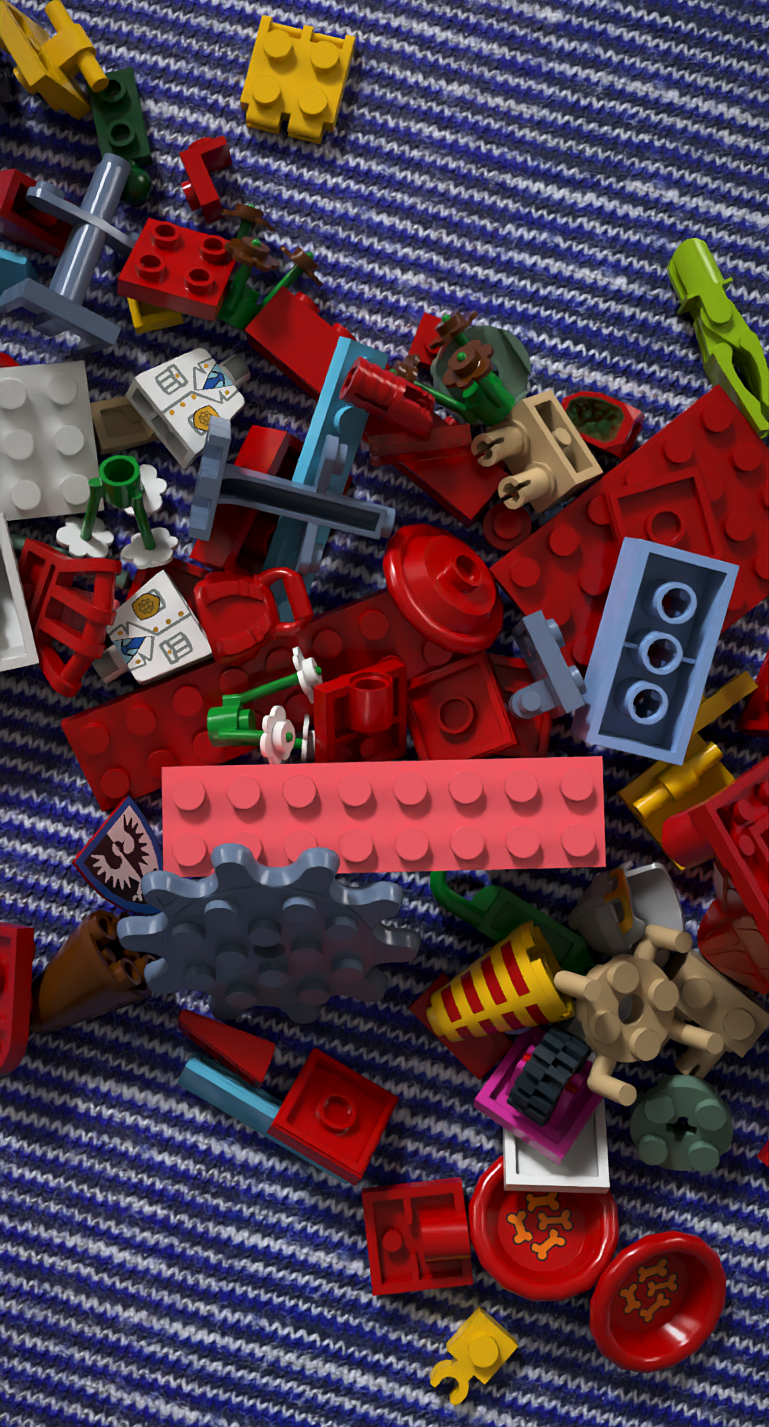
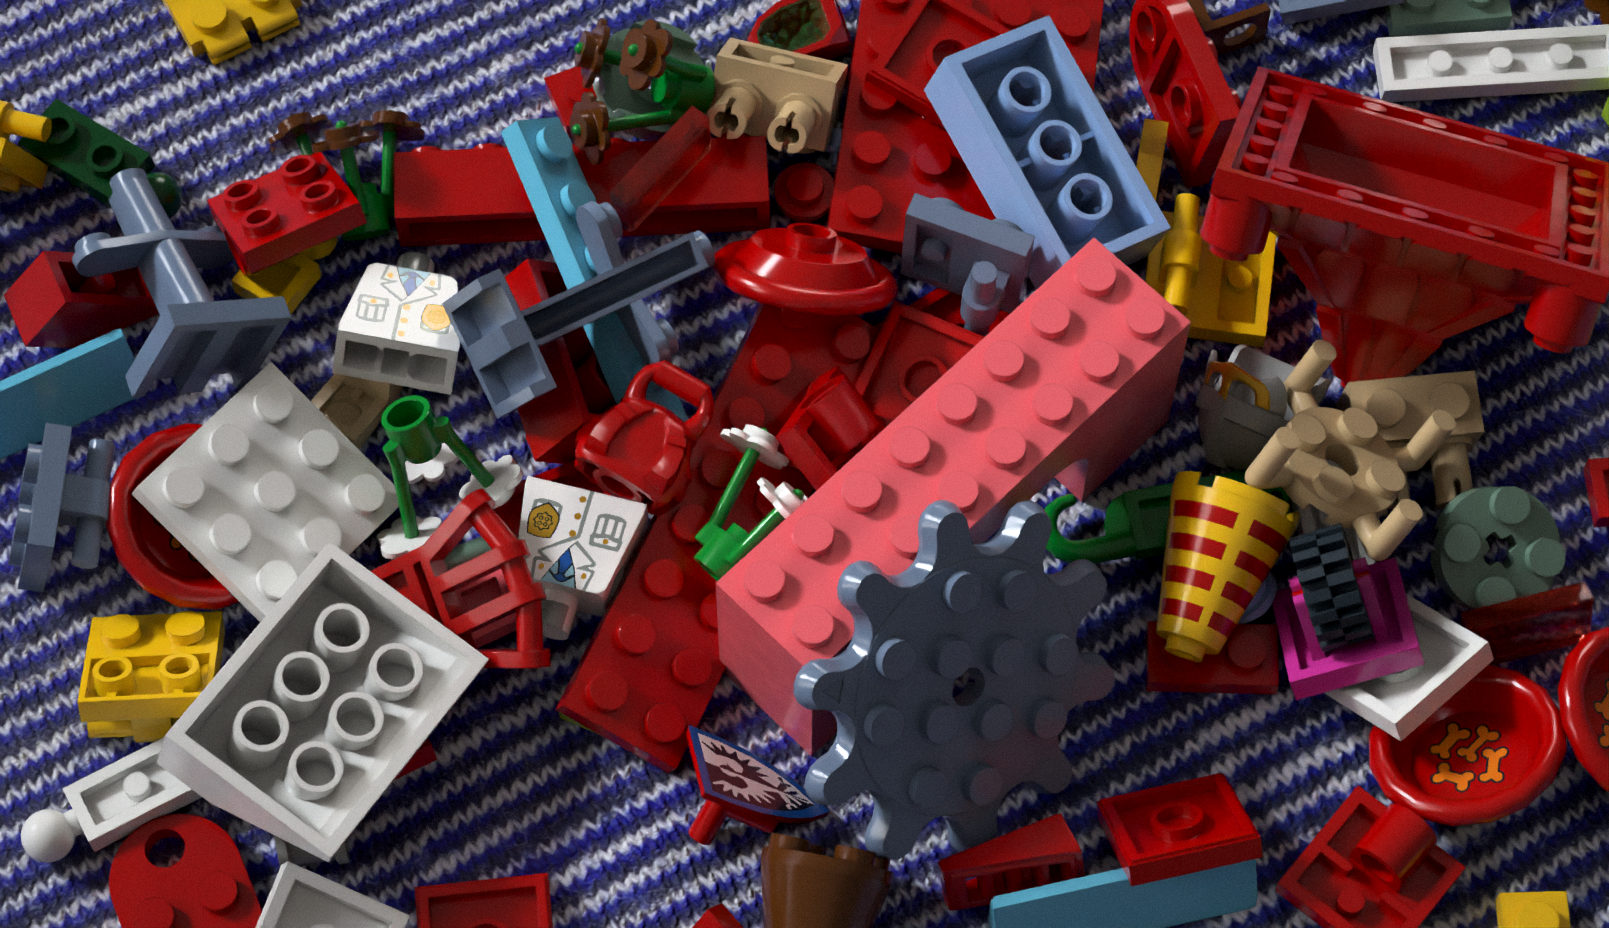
camera: 45 degrees left, 20 degrees down
(198, 161) = (218, 138): red bracket -> none
(388, 397) = (597, 138): red hinge -> none
(655, 1182) = (1533, 622): none -> clear red tile

